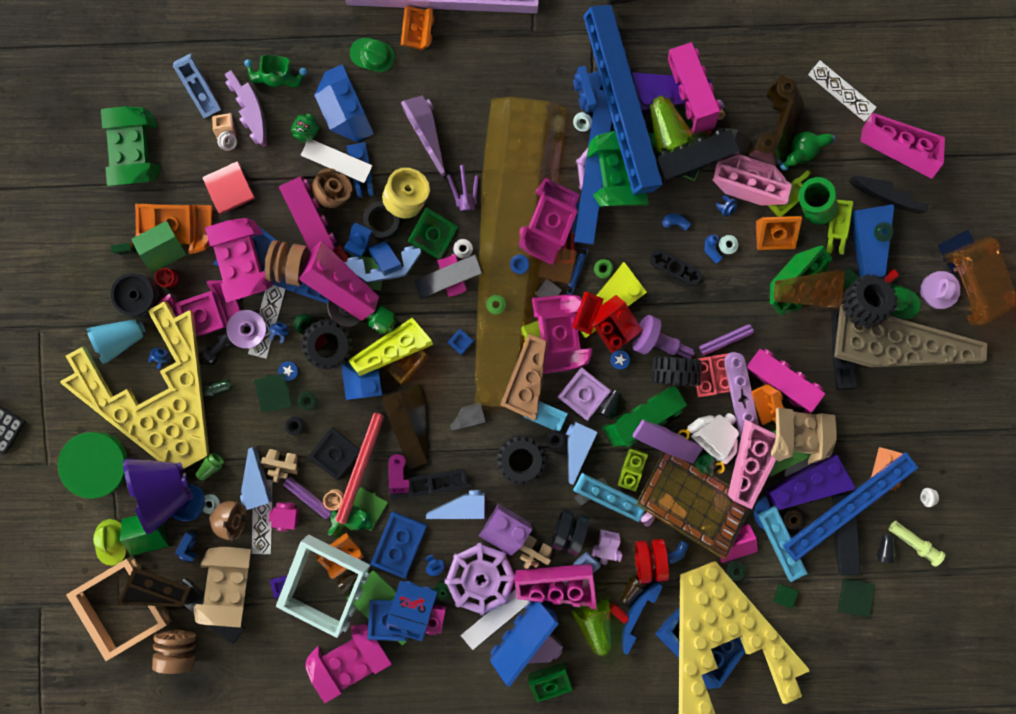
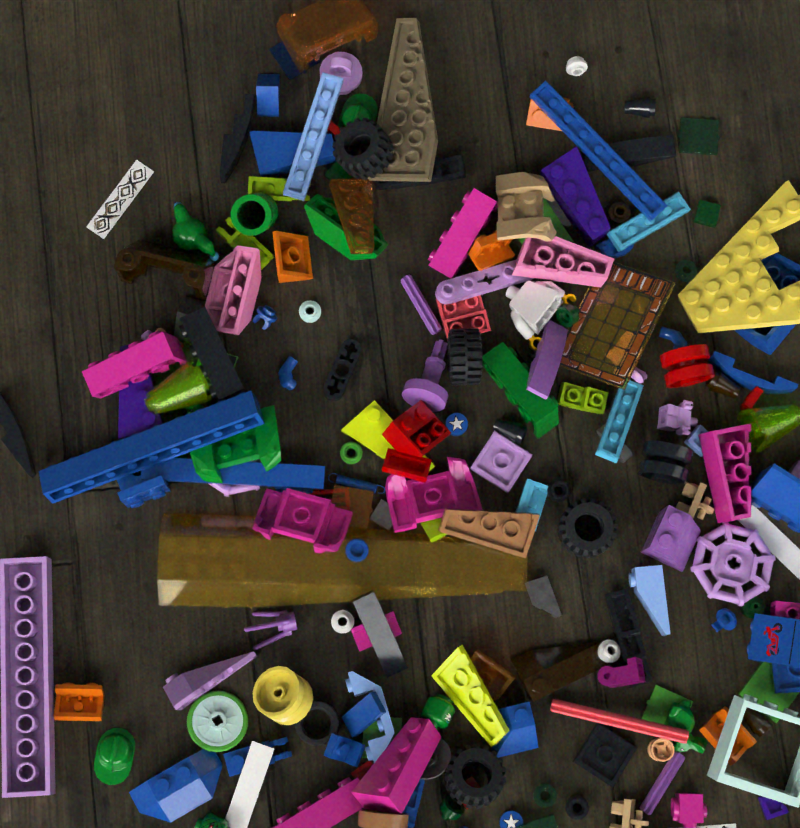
camera: 105 degrees left, 10 degrees down
(331, 188) = (284, 788): medium nougat cylinder -> none
(398, 544) = (704, 666): blue tile -> none
(403, 133) = (226, 734): none -> light aqua wheel
(417, 461) = (603, 651): none -> white plate
(432, 233) = (328, 659): green slope -> none
(460, 341) = (454, 614): blue tile -> none
(500, 299) = (407, 581): bright green plate -> none
(578, 445) = (560, 462): light blue slope -> none
(582, 126) = (184, 492): light aqua plate -> none
(710, 248) = (316, 331): blue arm -> none
(743, 545) = (655, 264): dark pink panel -> none
(878, 232) = (282, 146): clear green plate -> none
(884, 259) = (313, 136): none -> light blue tile
(905, 143) = (178, 124): dark pink wedge -> none
(923, 548) = (634, 67): yellowish green pin -> none
(925, 224) = (268, 95): none -> blue slope

